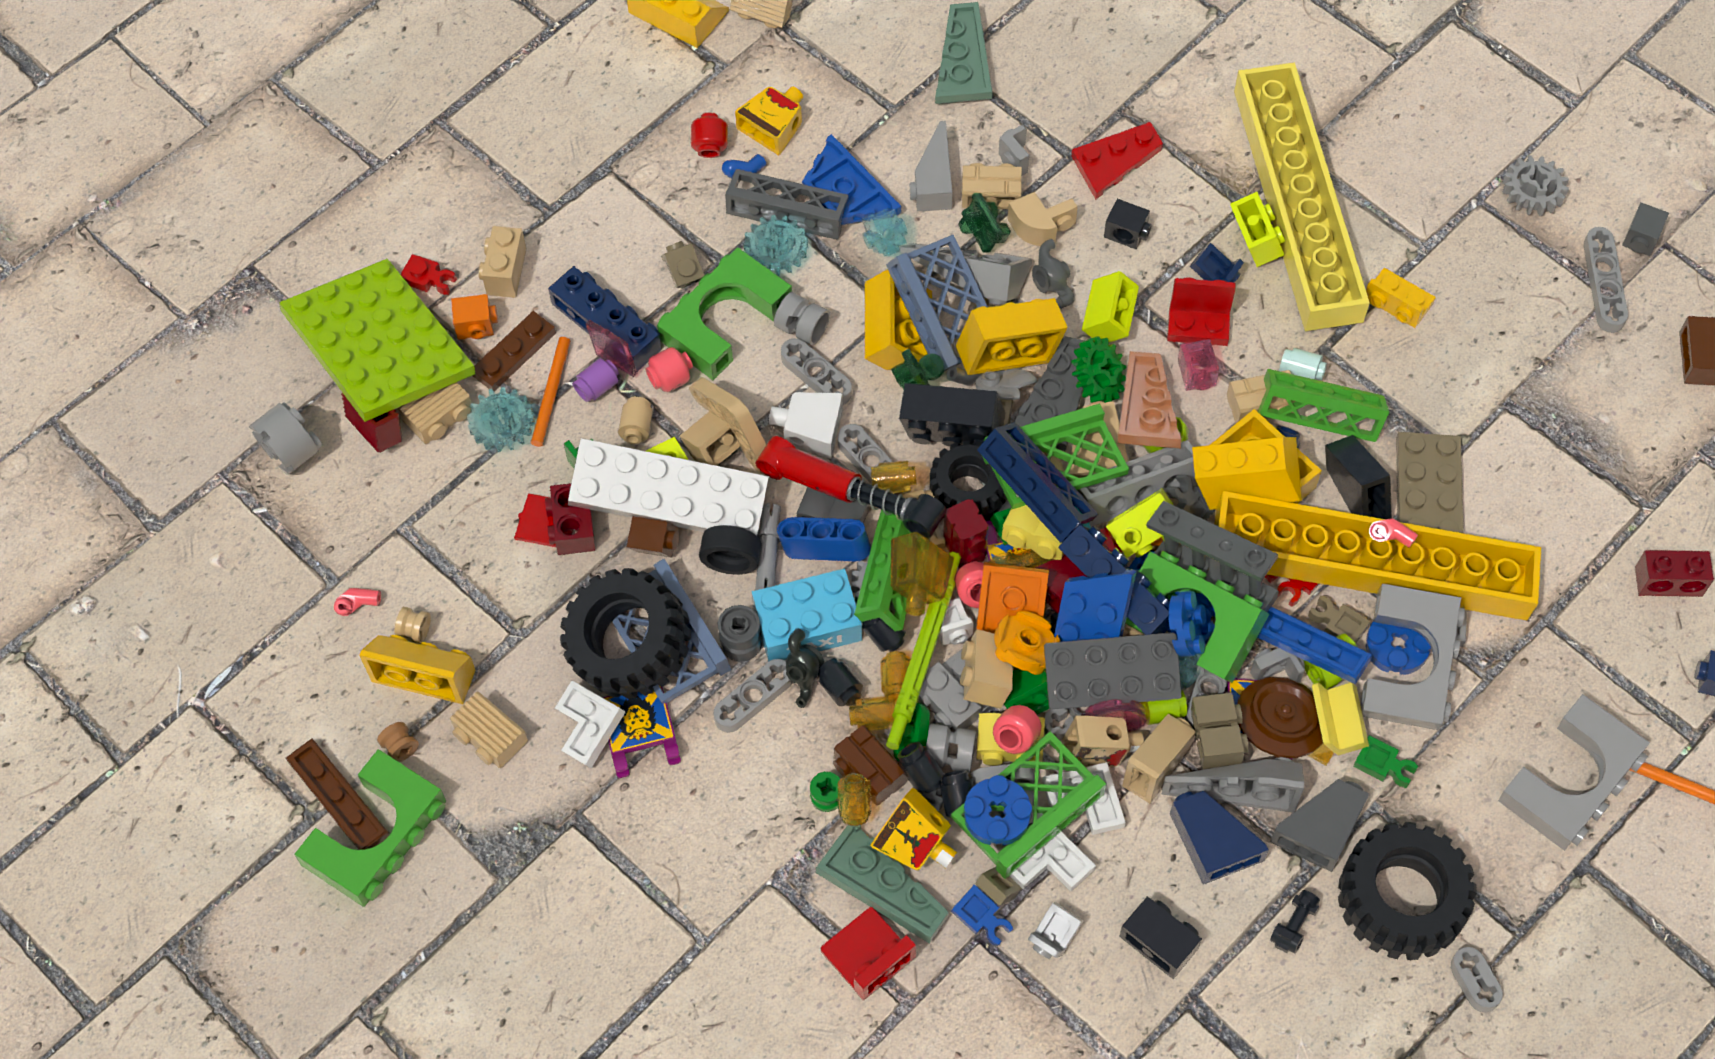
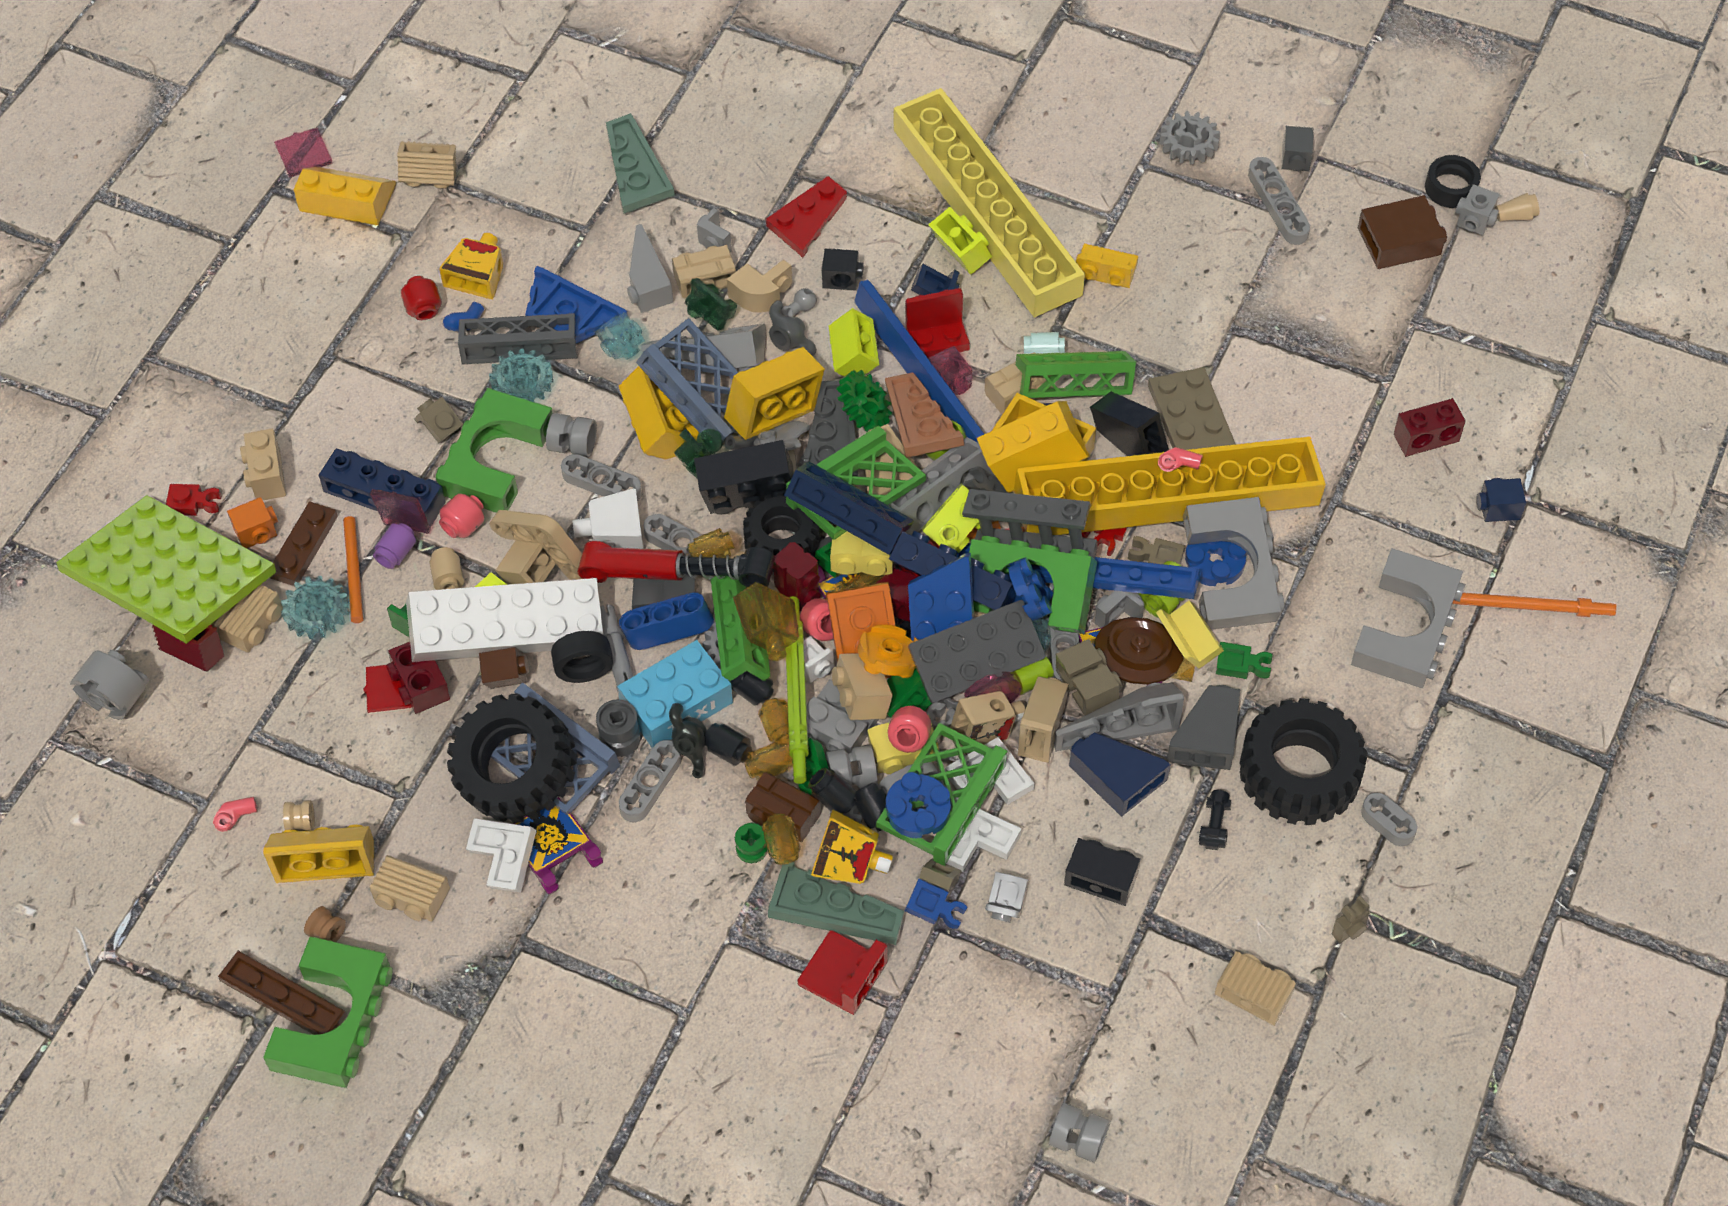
camera: 20 degrees left, 5 degrees down
(1078, 246) = (803, 300): none -> light grey arm
(1166, 342) = (912, 357): none -> blue tile

